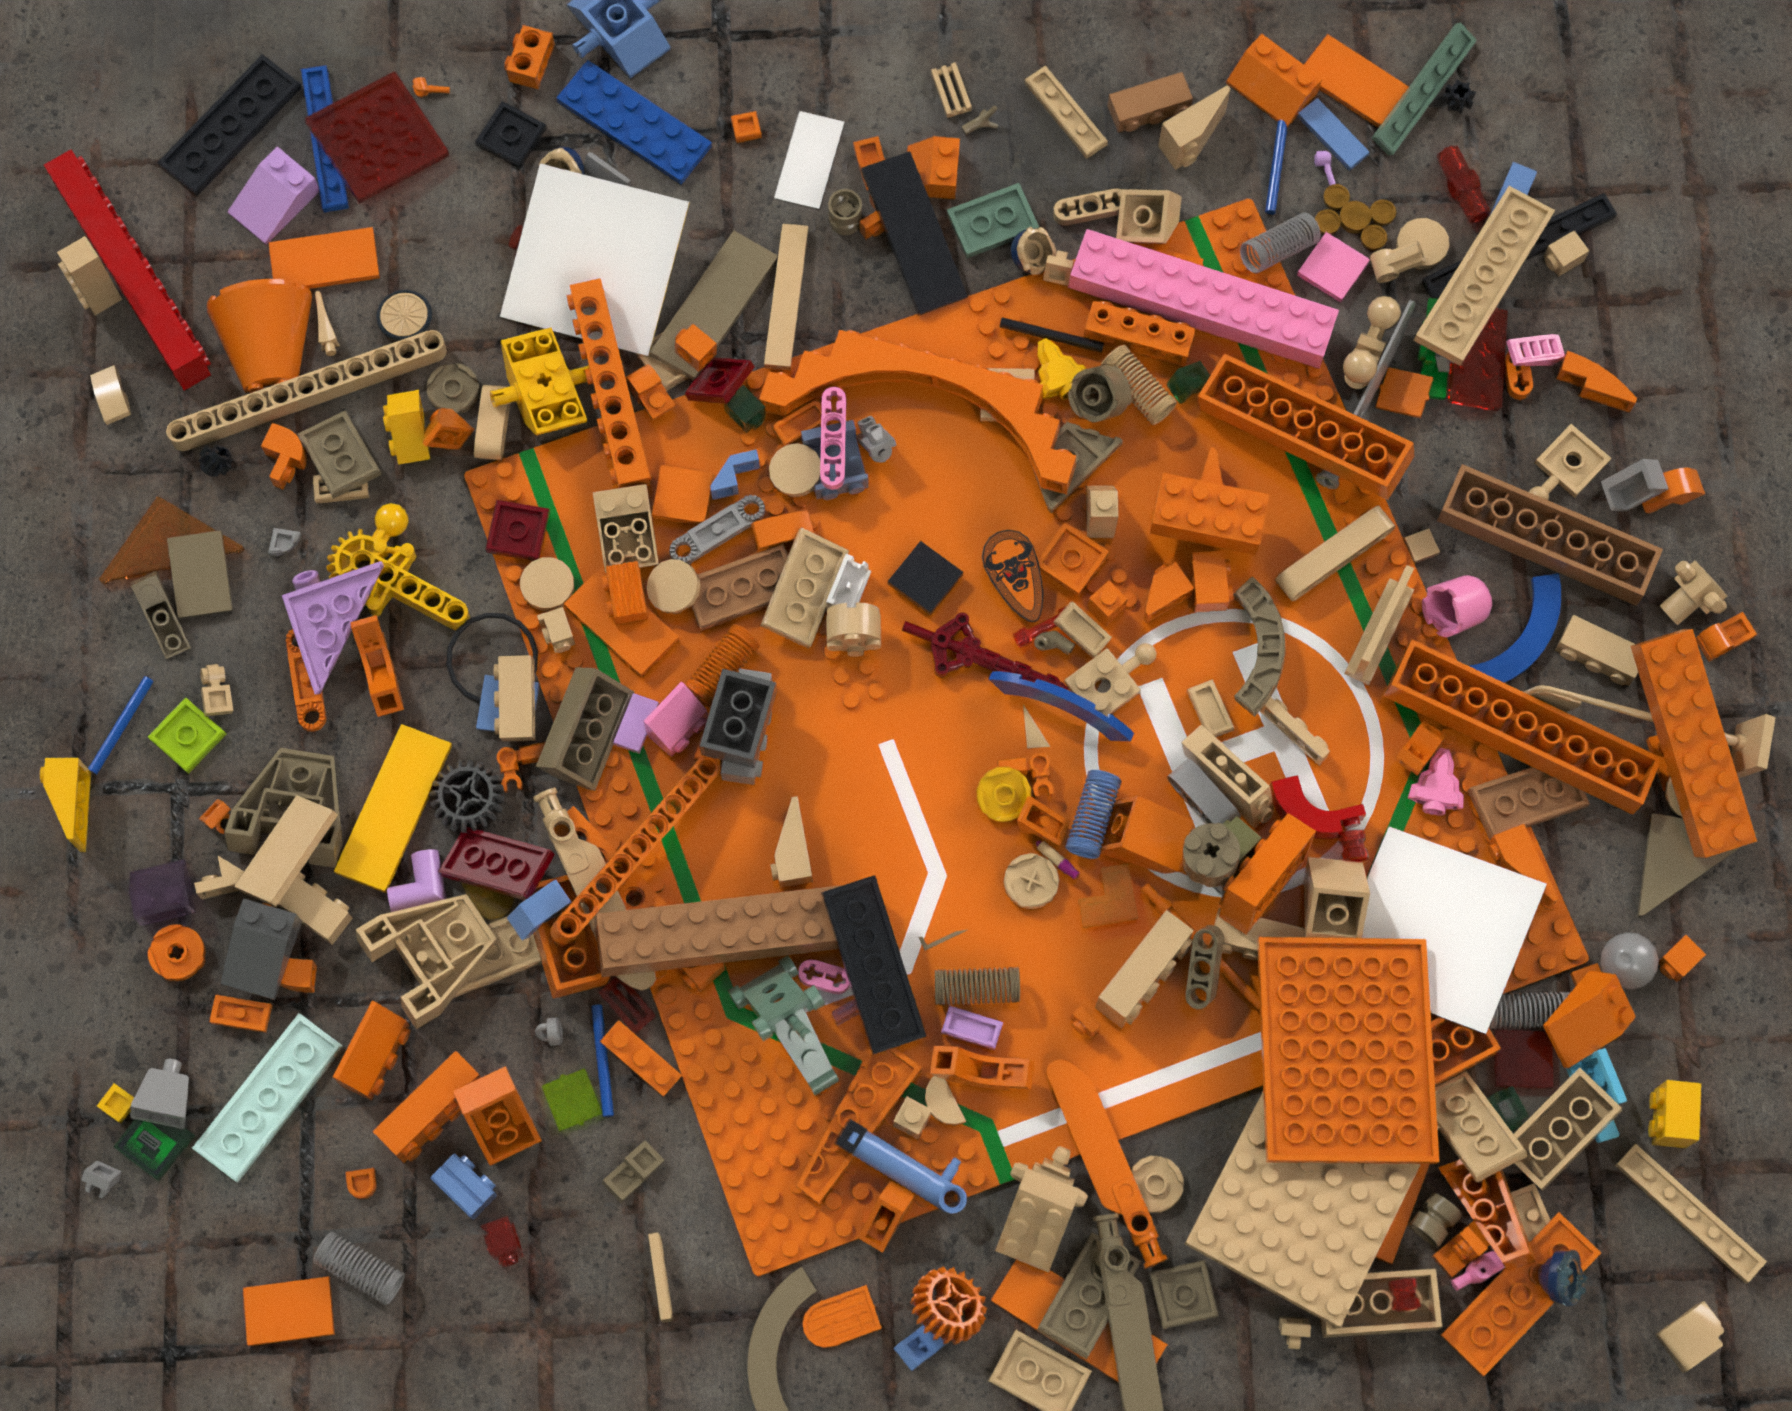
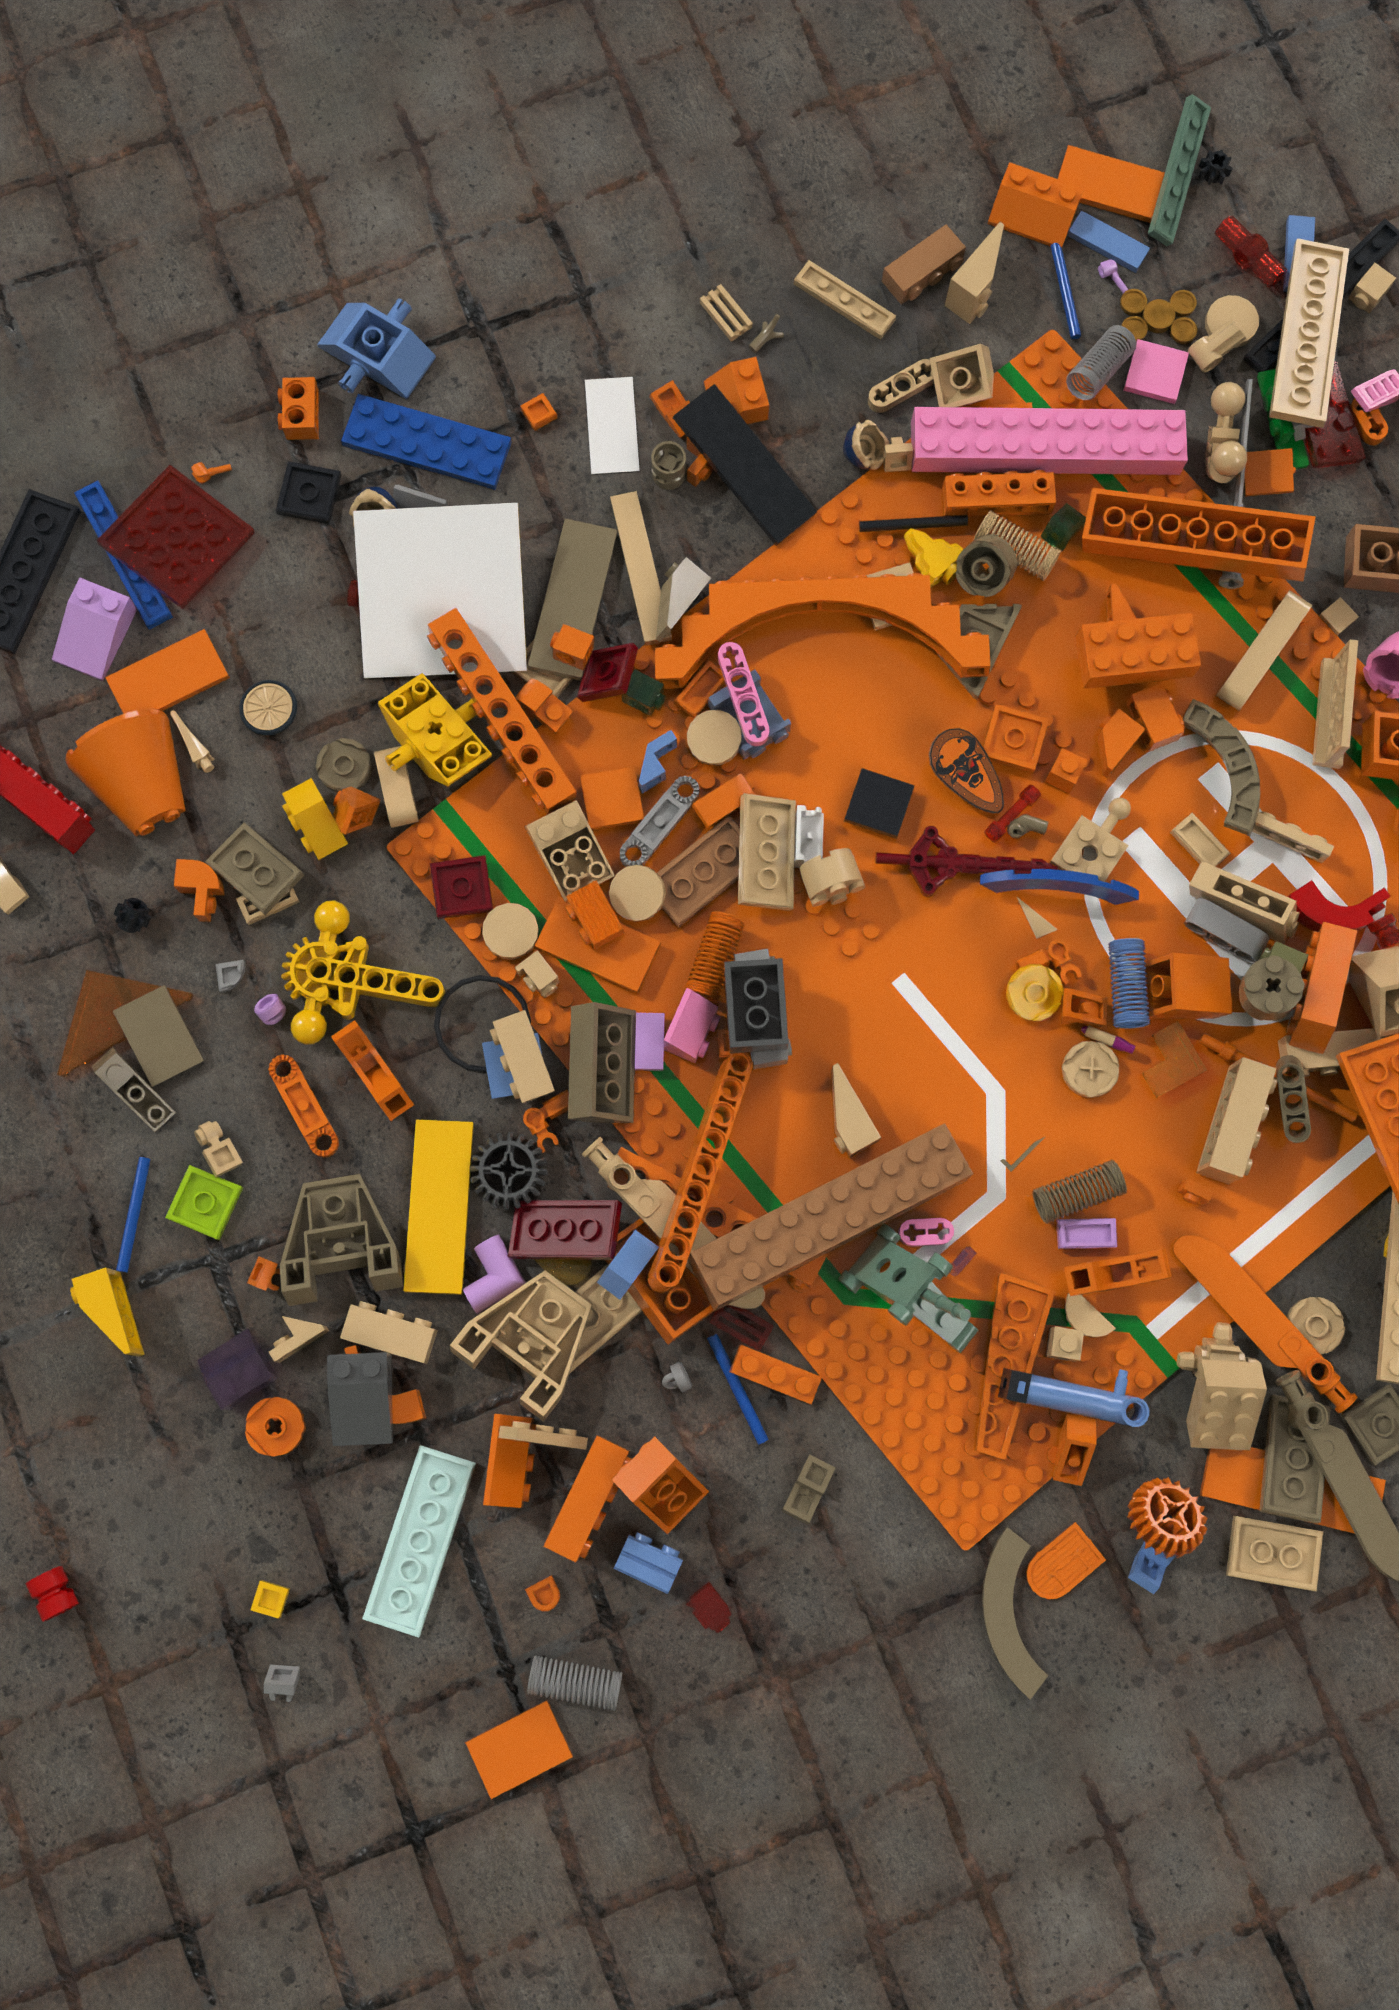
camera: 20 degrees left, 5 degrees up
(153, 1146) = (321, 1624): tile -> none
(162, 1096) = (315, 1578): light grey torso -> none
(240, 1013) = (361, 1466): orange plate -> none
(286, 850) = (351, 1289): tan tile -> none
(293, 390) = (185, 815): tan beam -> none
(323, 618) = (302, 1040): lavender tile -> none
(409, 1037) = (543, 1435): none -> tan plate
(572, 1099) = (721, 1438): clear neon green piece -> none
(660, 1276) = (875, 1587): tan tile -> none
(811, 329) = (678, 593): none -> slope
(873, 964) = (976, 1206): black tile -> none
(875, 439) = (782, 681): light grey hips -> none
(991, 220) = (813, 428): sand green plate -> none
(1082, 629) = (1051, 804): tan tile -> none
(1101, 511) = (1028, 680): tan slope -> none

